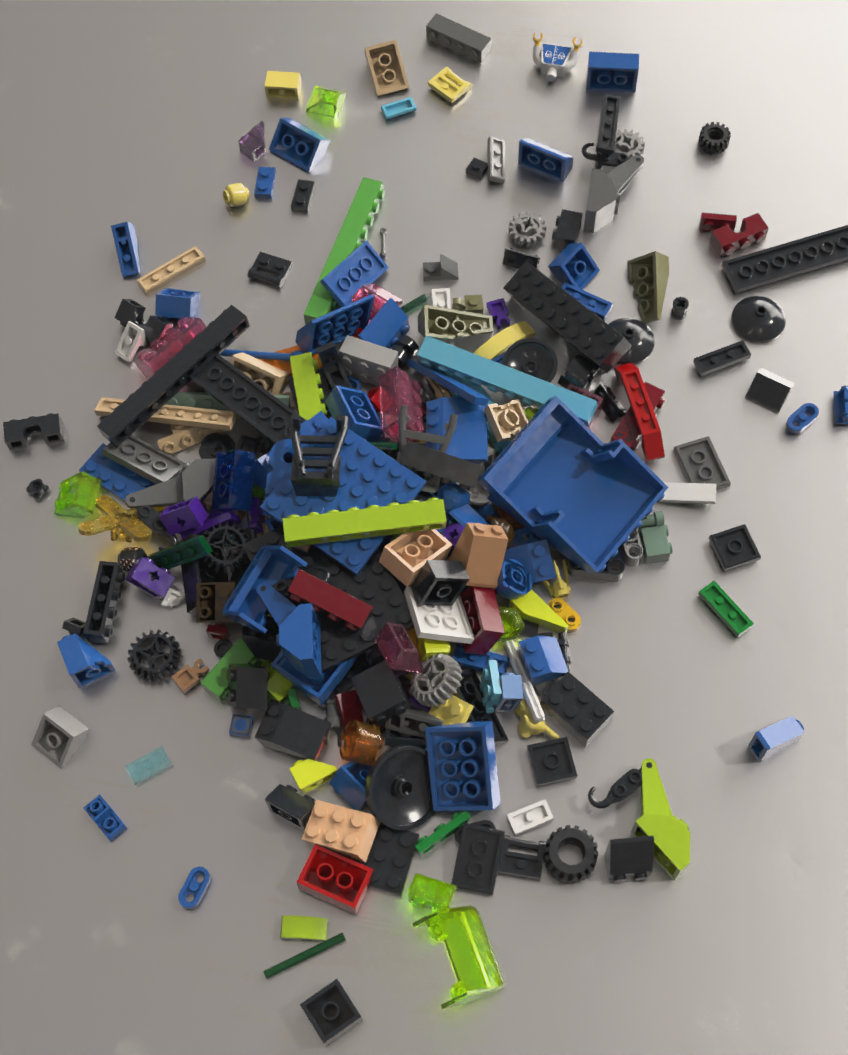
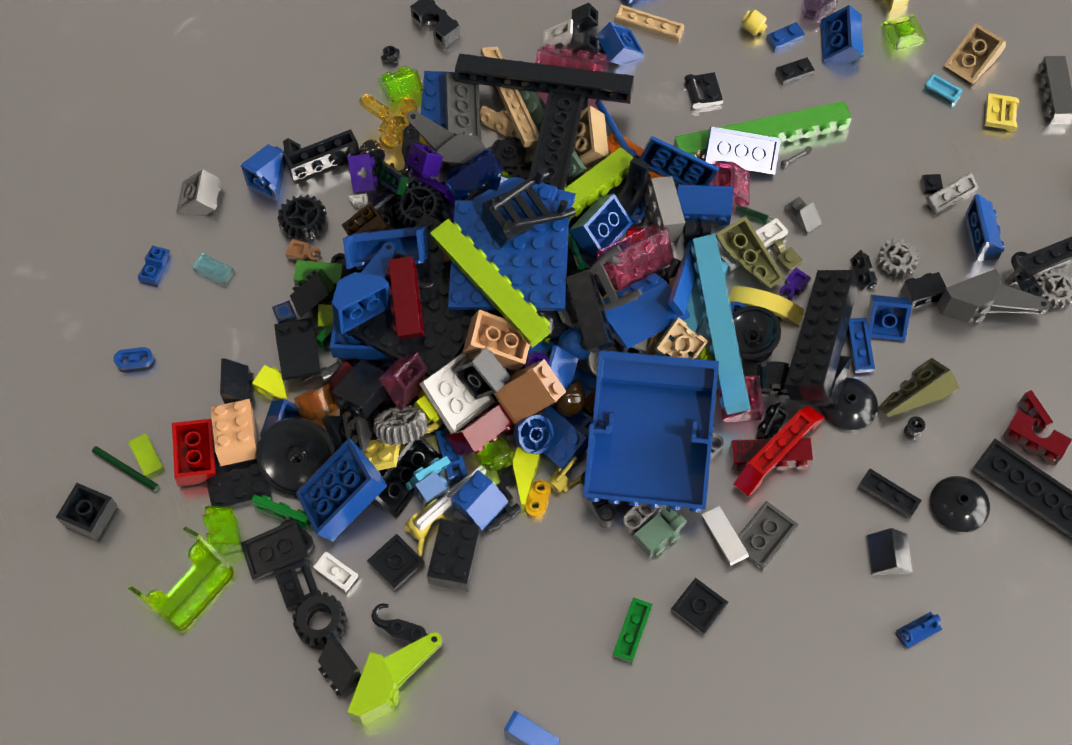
camera: 55 degrees right, 0 degrees up
(801, 419) = (877, 598): blue plate -> none

